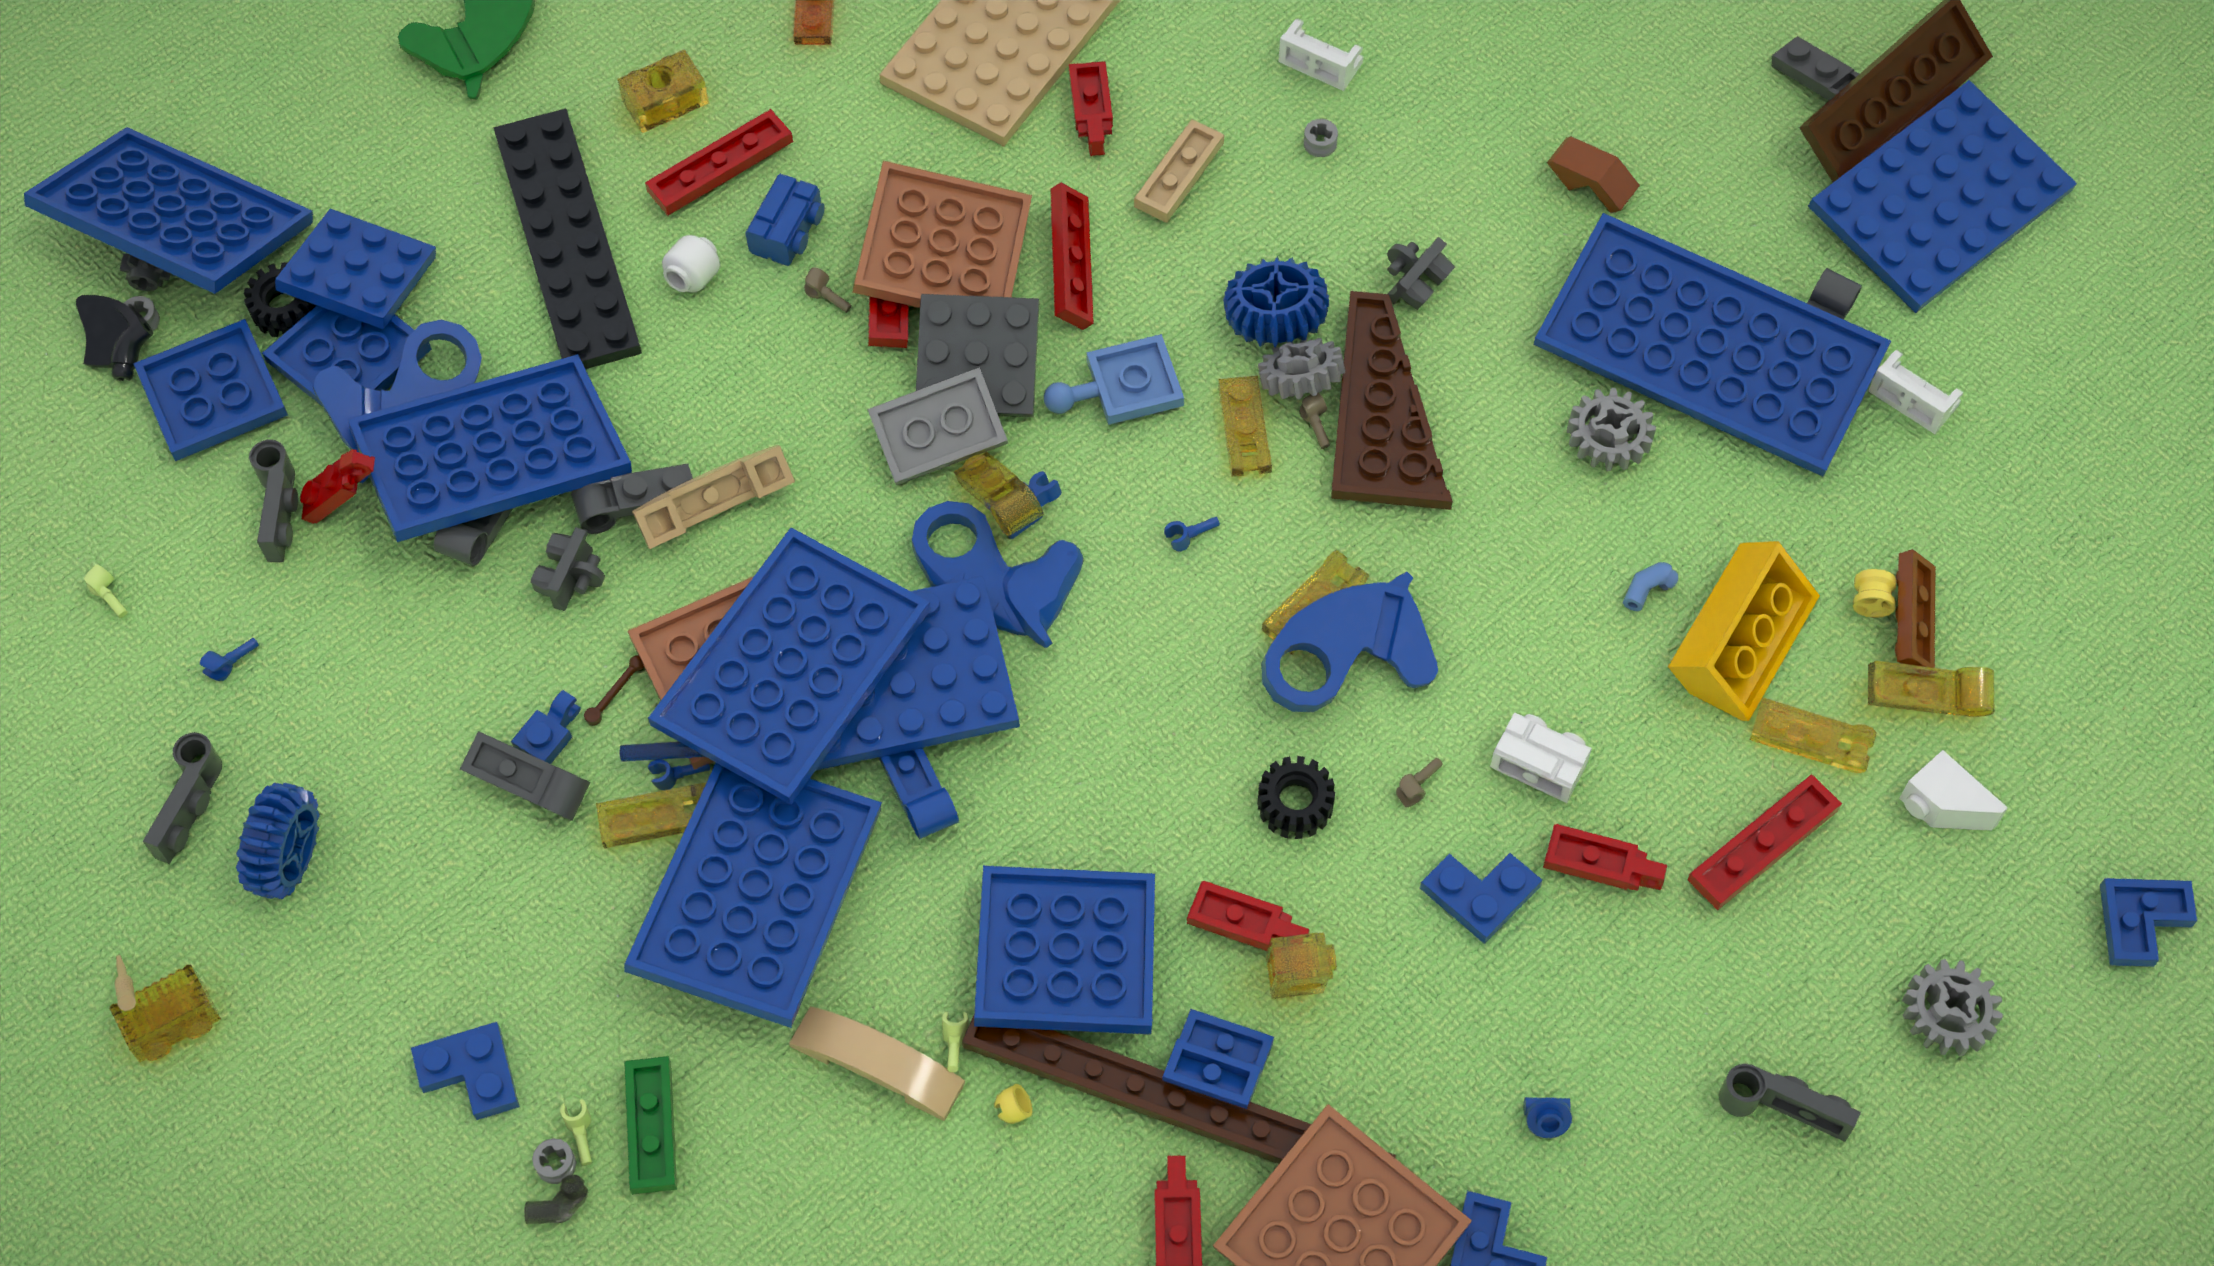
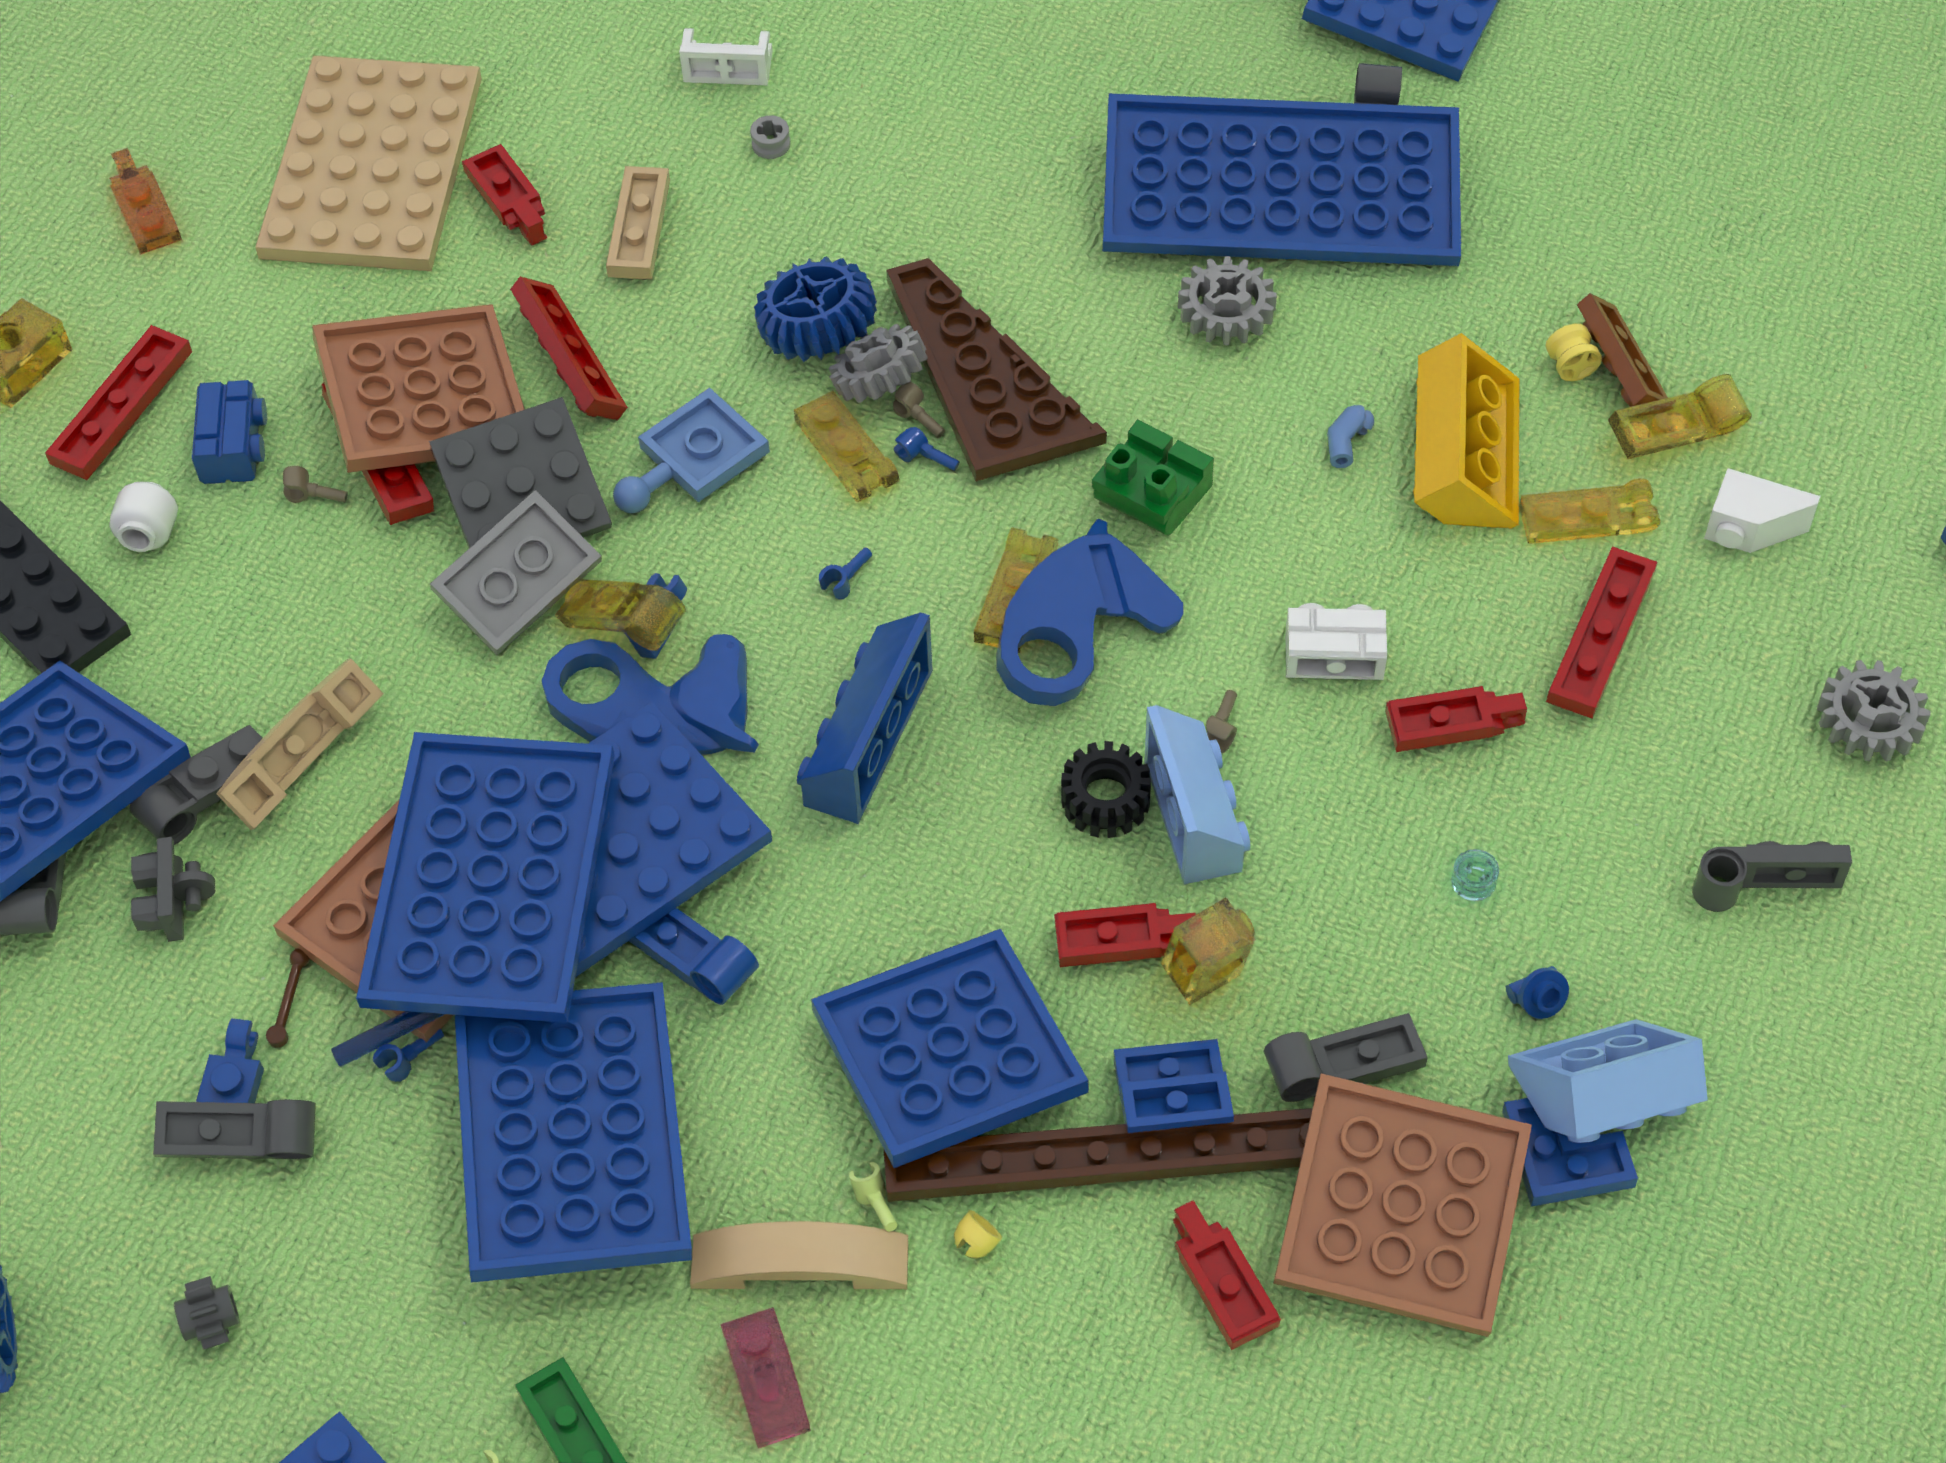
camera: 25 degrees left, 5 degrees down
(440, 905) = (206, 1312): none -> dark grey gear
(646, 815) = (402, 1110): clear yellow plate -> none
(803, 1140) = (765, 1377): none -> clear pink slope
(1142, 661) = (868, 719): none -> blue slope
(1297, 445) = (915, 442): none -> blue hand
(1359, 834) = (1193, 796): none -> light blue slope
(1363, 1096) = (1353, 1054): none -> dark grey plate
(1431, 263) = (938, 221): dark grey hips -> none
(1469, 557) = (1154, 478): none -> green hips
(1481, 904) = (1350, 815): blue plate -> none
(1548, 1010) = (1486, 883): none -> clear light blue bush
(1559, 1211) = (1611, 1078): none -> light blue slope
(1584, 165) = (1058, 61): dark orange slope -> none
(1913, 394) = (1503, 157): white hinge -> none

